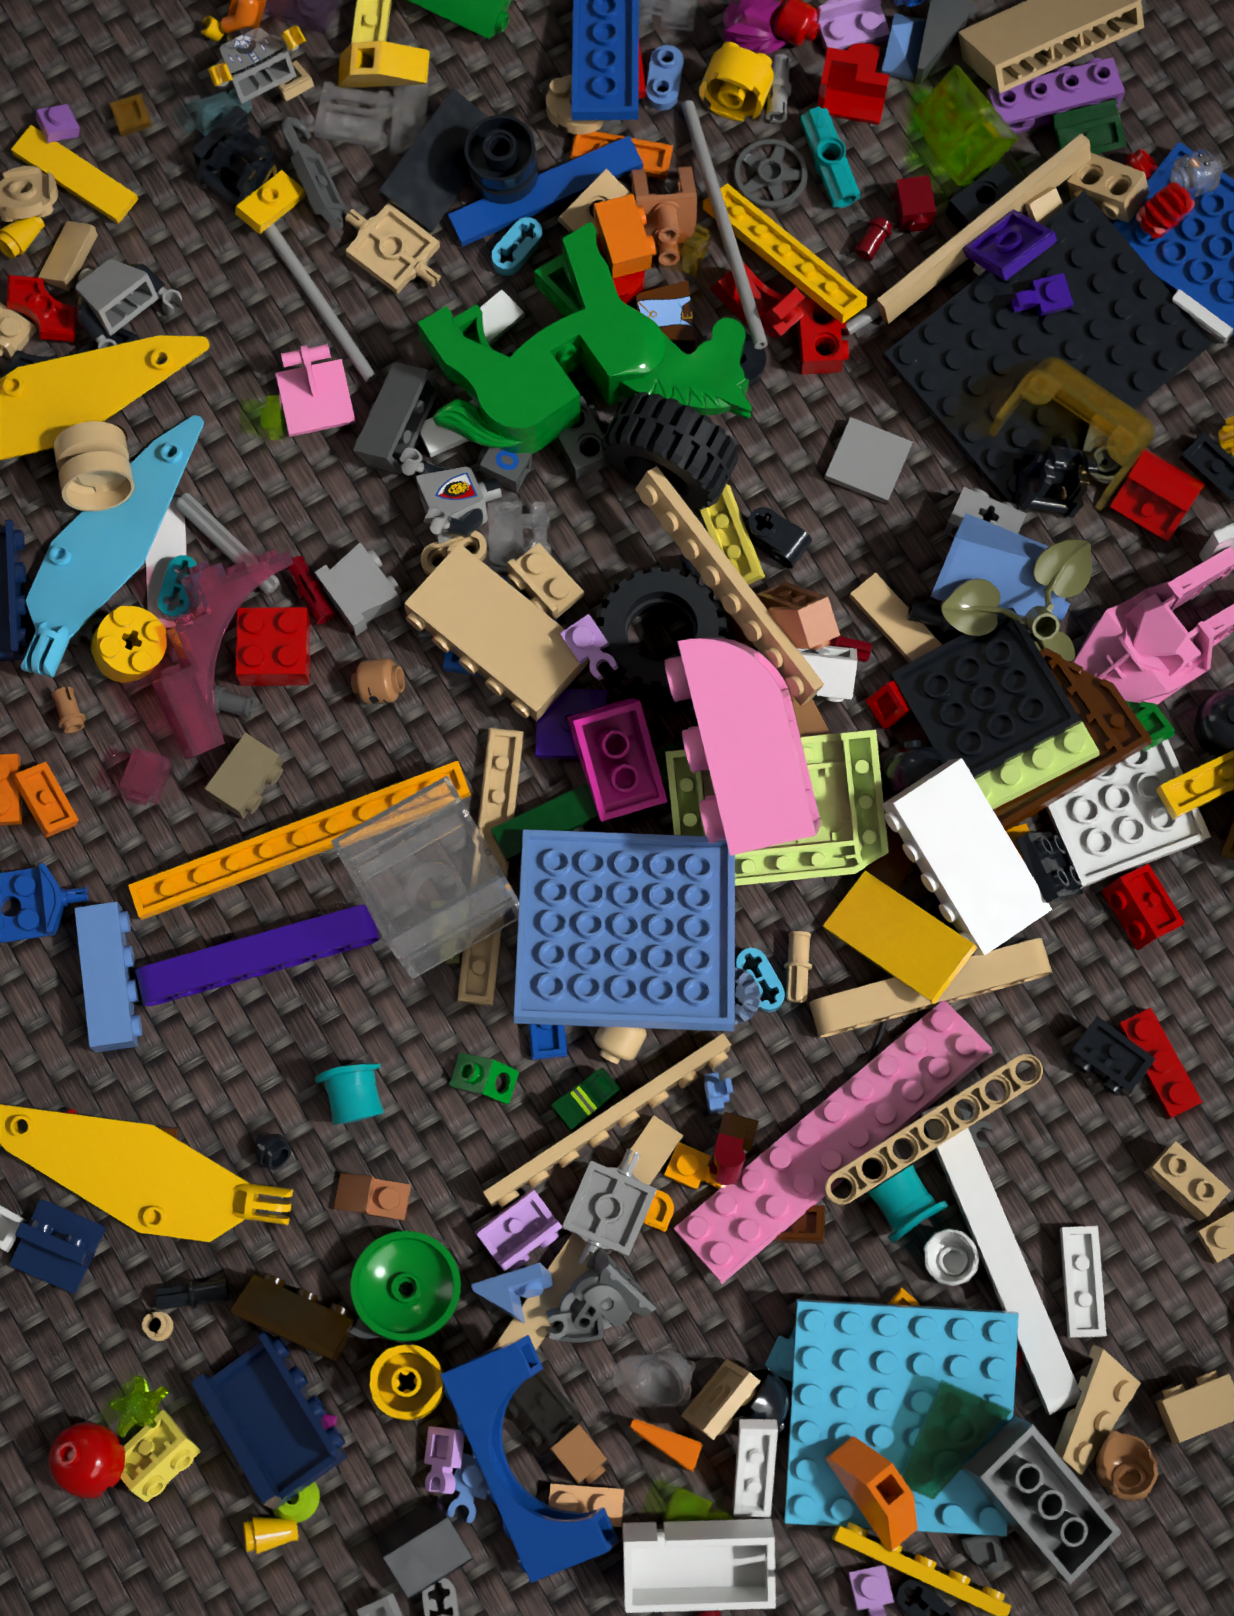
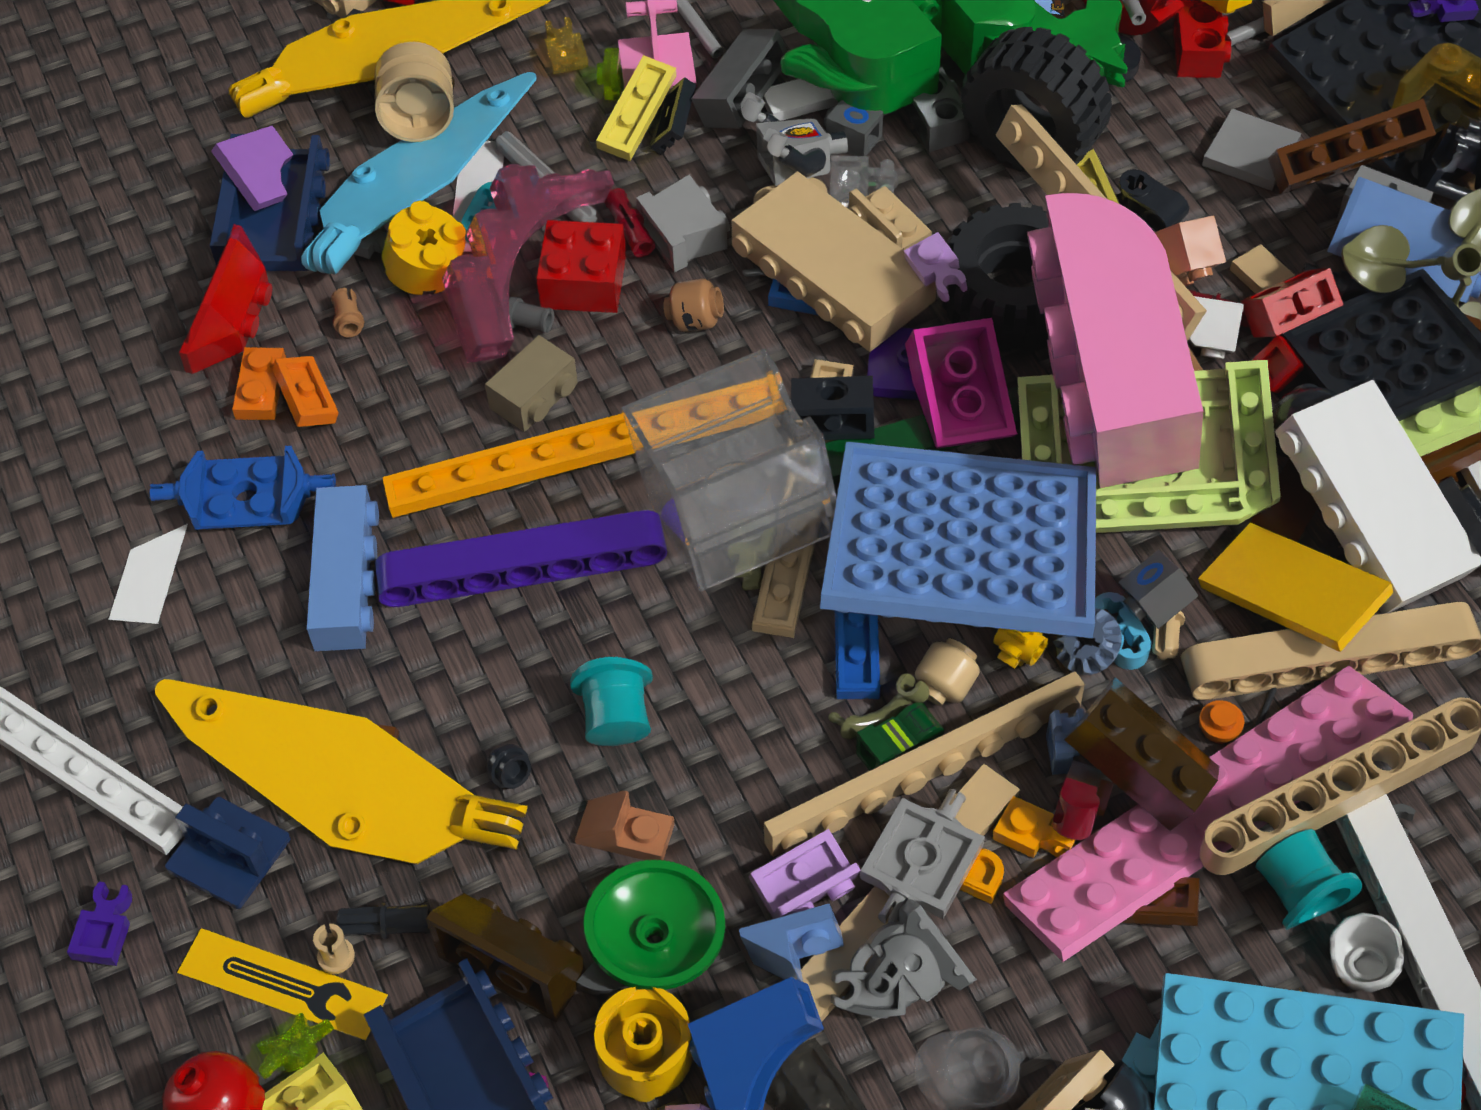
camera: 10 degrees right, 20 degrees down
(119, 1350) = (281, 983): none -> yellow sticker
(145, 777) = (421, 376): clear pink brick -> none
(226, 387) = (564, 48): none -> clear yellow plate
(302, 459) = (636, 108): none -> light yellow plate
(337, 464) = (672, 116): none -> black tile
(480, 1074) = (773, 700): green bracket -> none
(525, 800) = (837, 405): none -> black brick
(571, 1077) = (903, 699): none -> olive piece
(780, 1112) = (1144, 755): none -> dark brown slope
(787, 953) = (1157, 590): none -> dark grey brick
(842, 1058) = (1221, 721): none -> orange plate
(899, 650) = (1292, 302): none -> brick
(954, 473) = (1351, 146): none -> reddish brown brick

